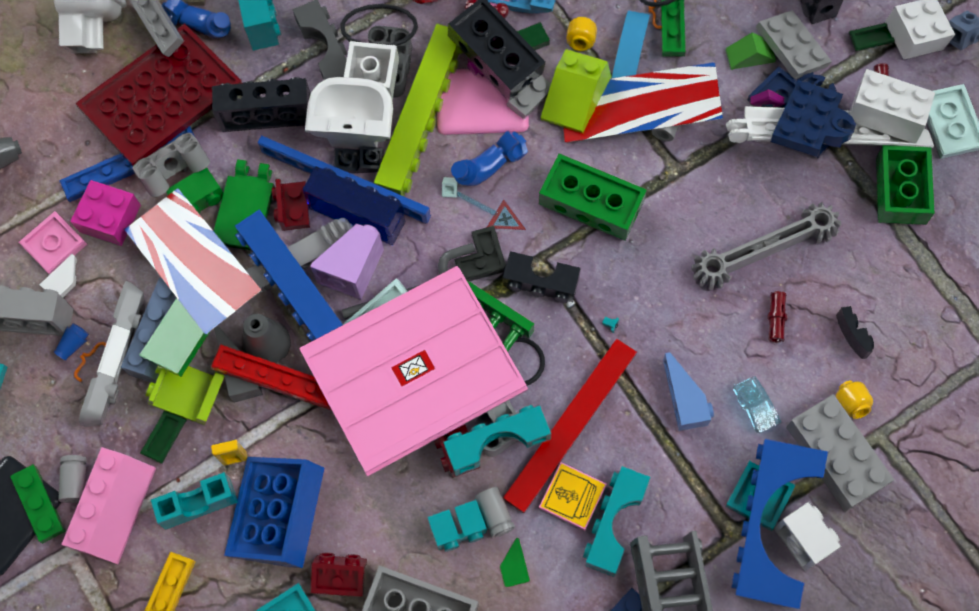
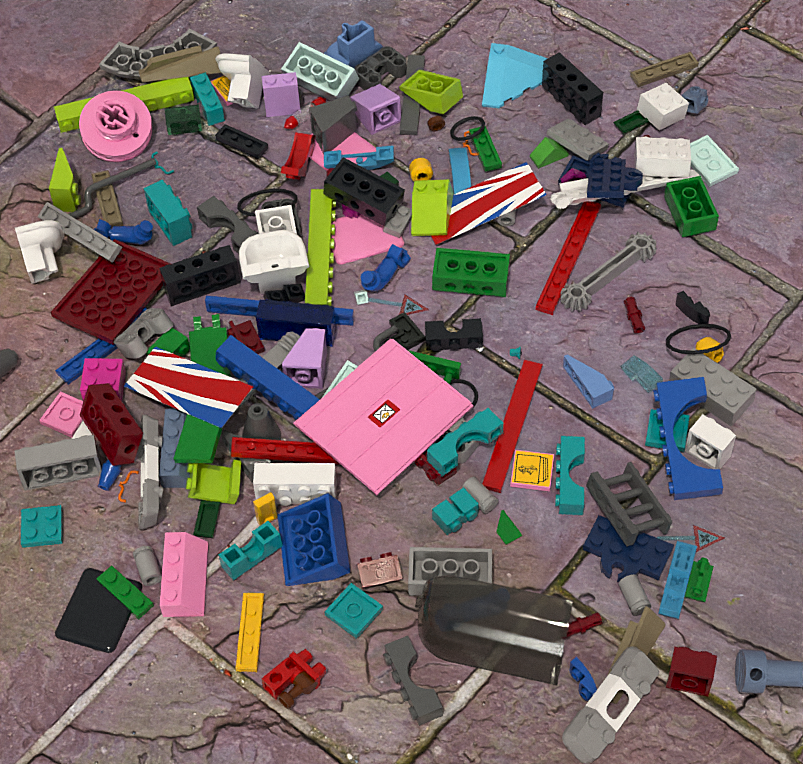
camera: 20 degrees left, 15 degrees down
(89, 280) = (111, 424): none -> dark red brick
(276, 429) = (294, 481): none -> white brick
(721, 210) = (568, 257): none -> red tile
(839, 407) = (698, 351): none -> black piece

